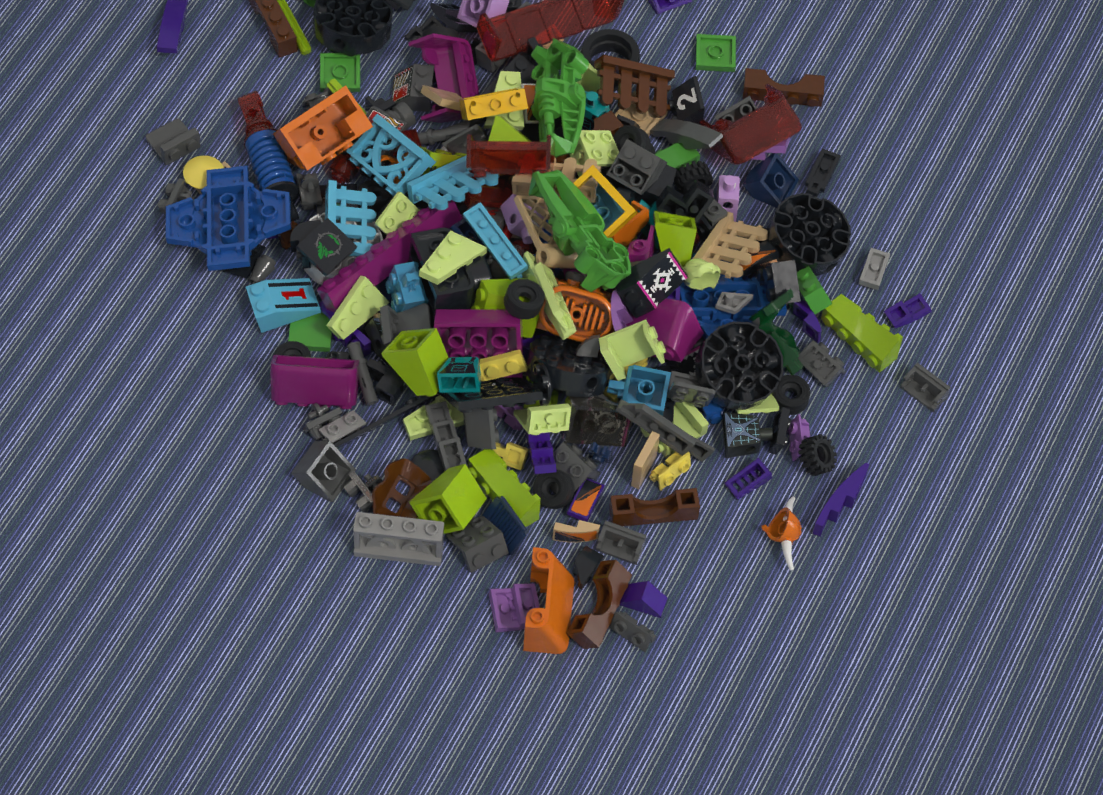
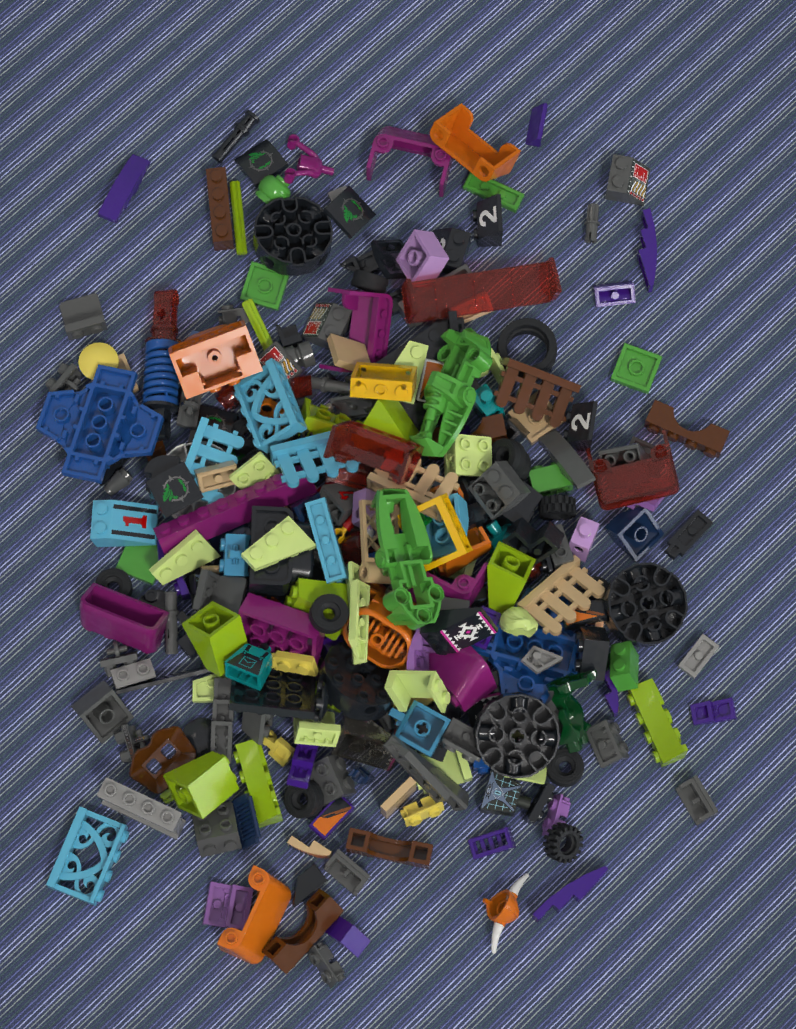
camera: 25 degrees right, 15 degrees up
(340, 580) = (78, 828): none -> medium azure fence
(362, 228) = (215, 476): none -> tan slope
(589, 347) = (379, 673): dark grey tile -> none

